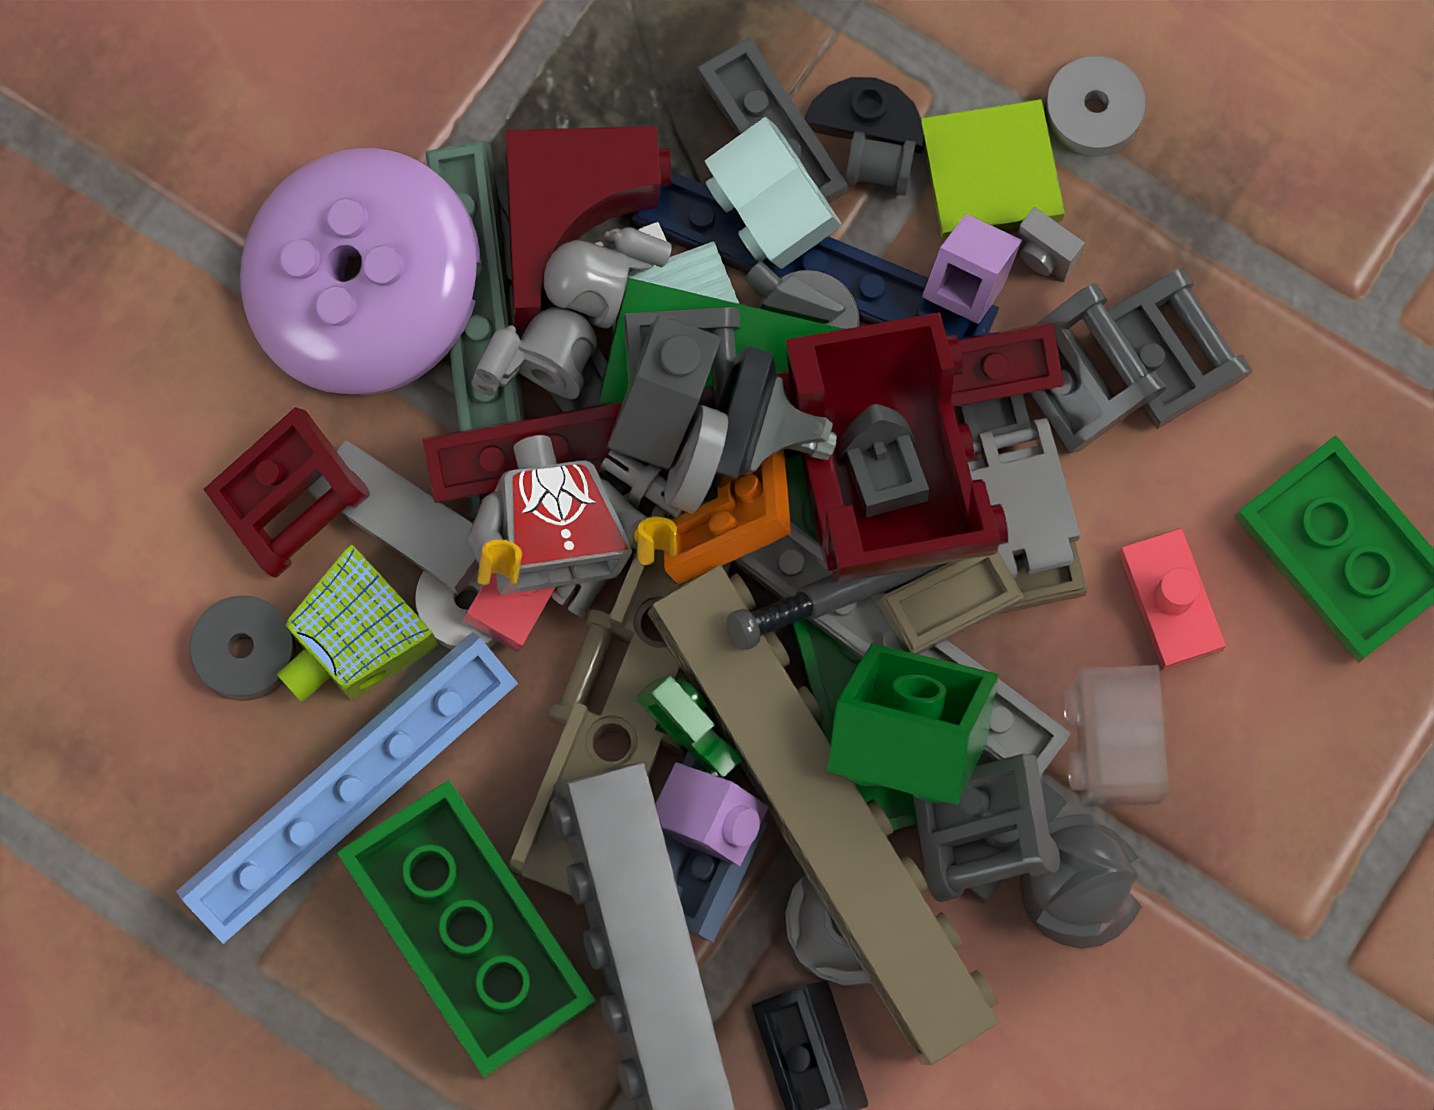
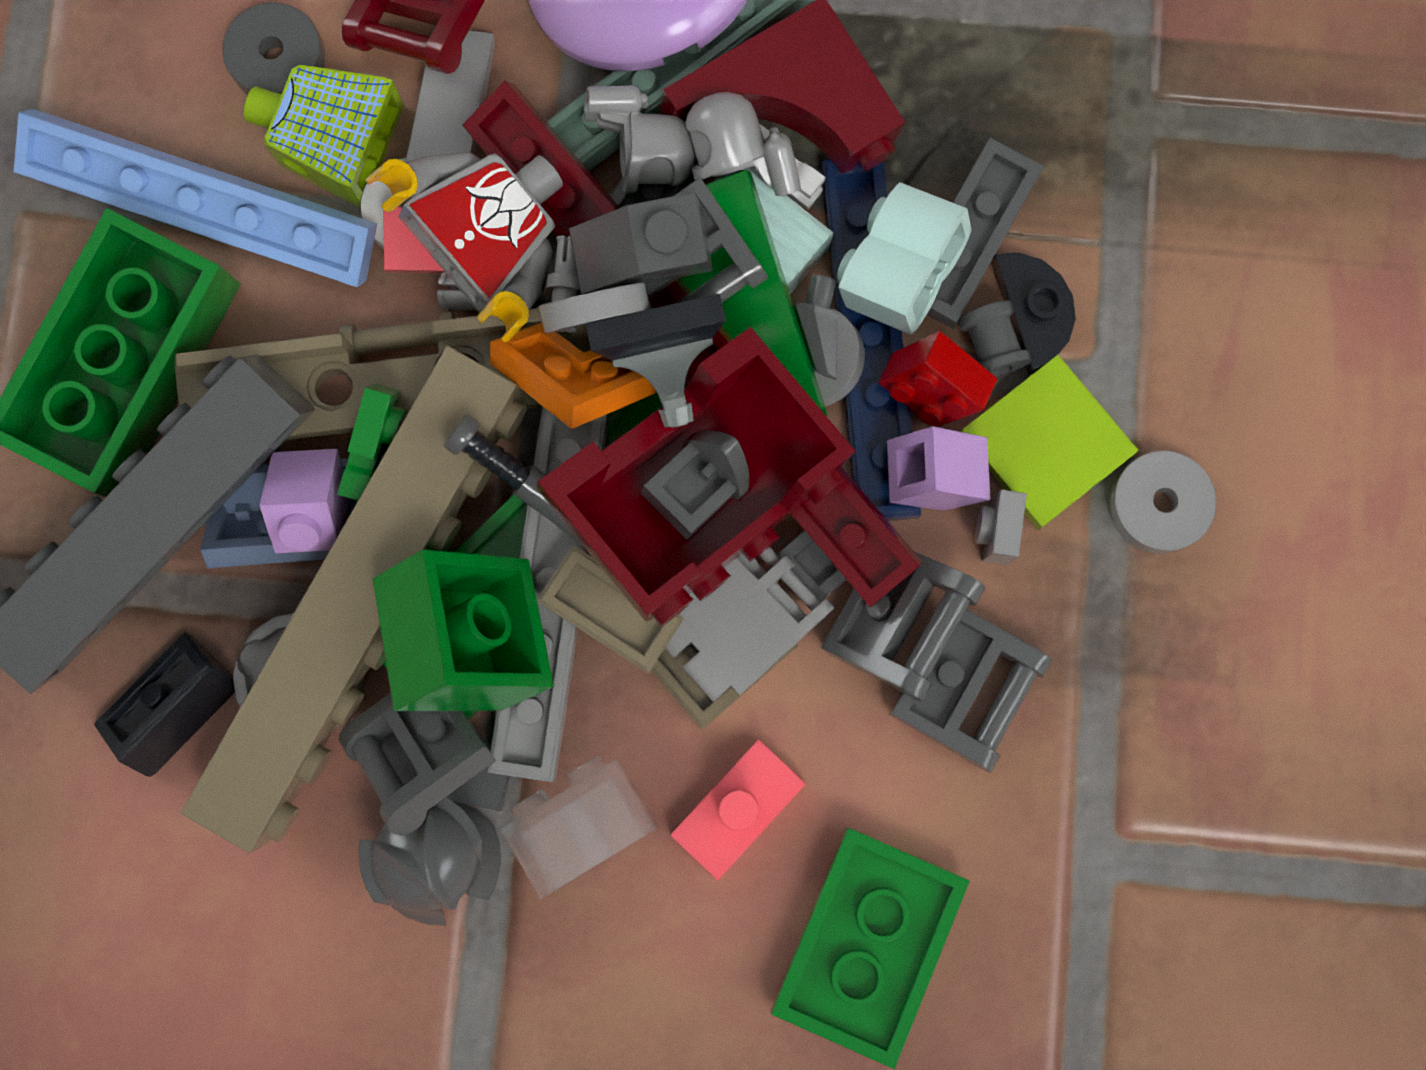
camera: 60 degrees right, 5 degrees up
(894, 226) = (937, 380): none -> red piece

